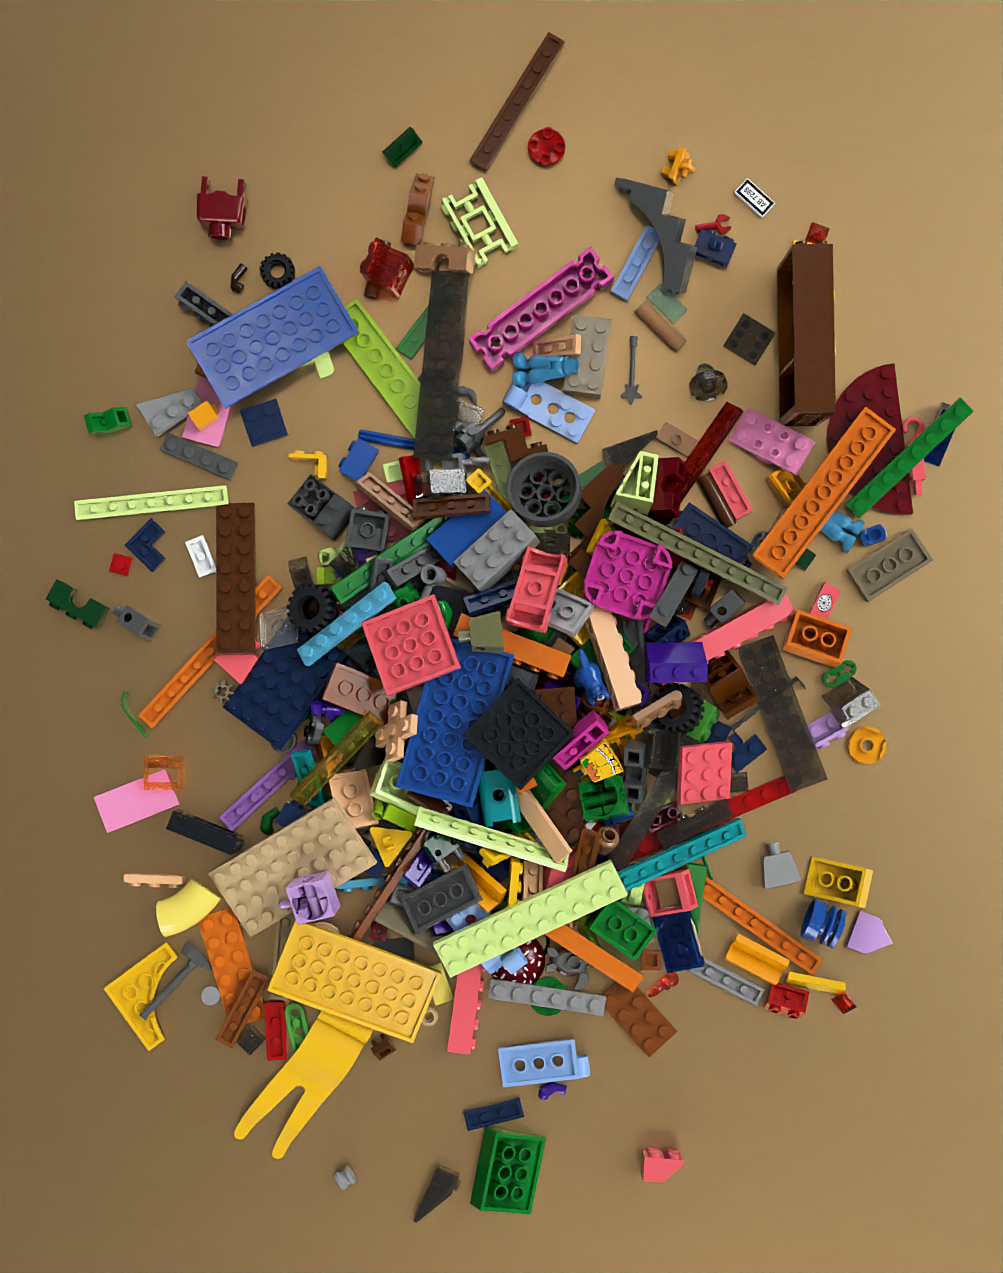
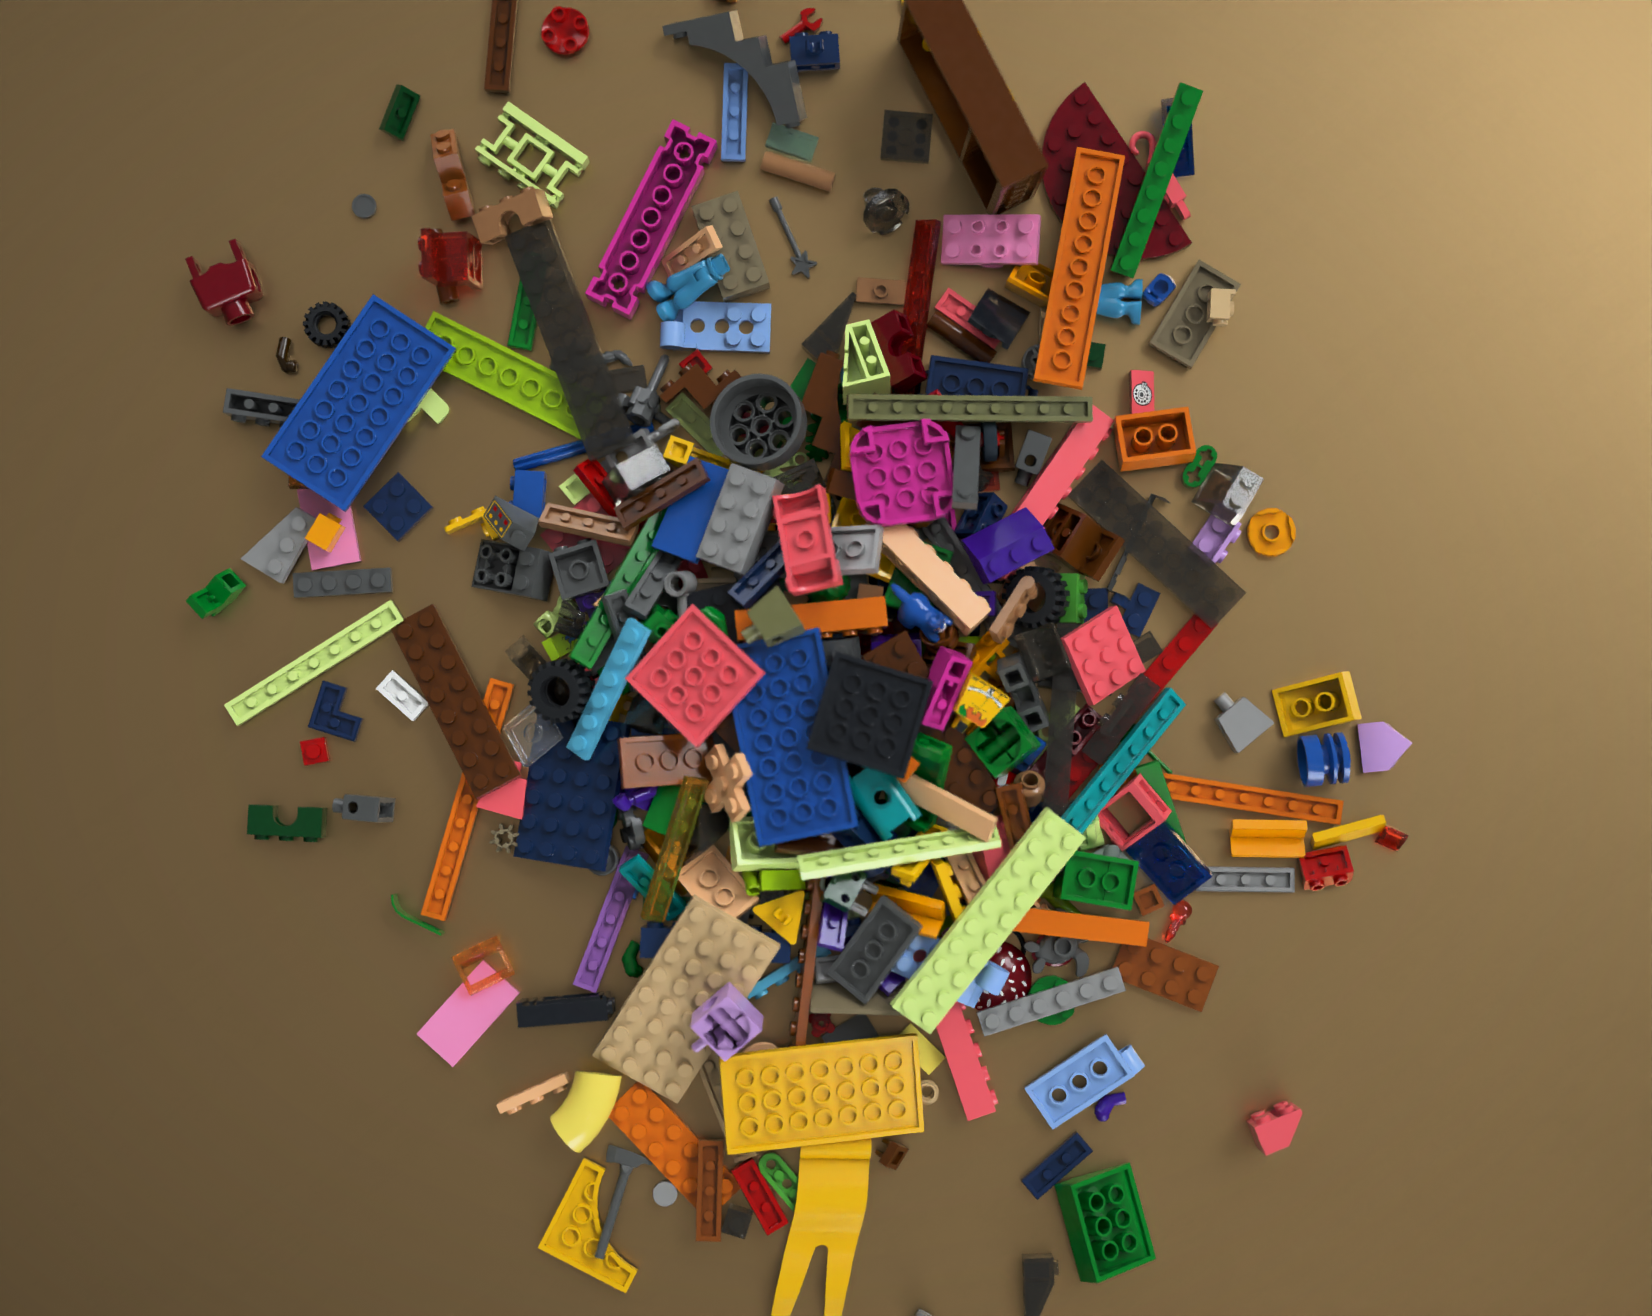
camera: 30 degrees left, 0 degrees up
(336, 473) = (511, 523): none -> dark grey slope
(345, 200) = (364, 206): none -> dark grey piece
(750, 499) = (998, 317): none -> black slope
(909, 568) = (1219, 306): none -> tan brick

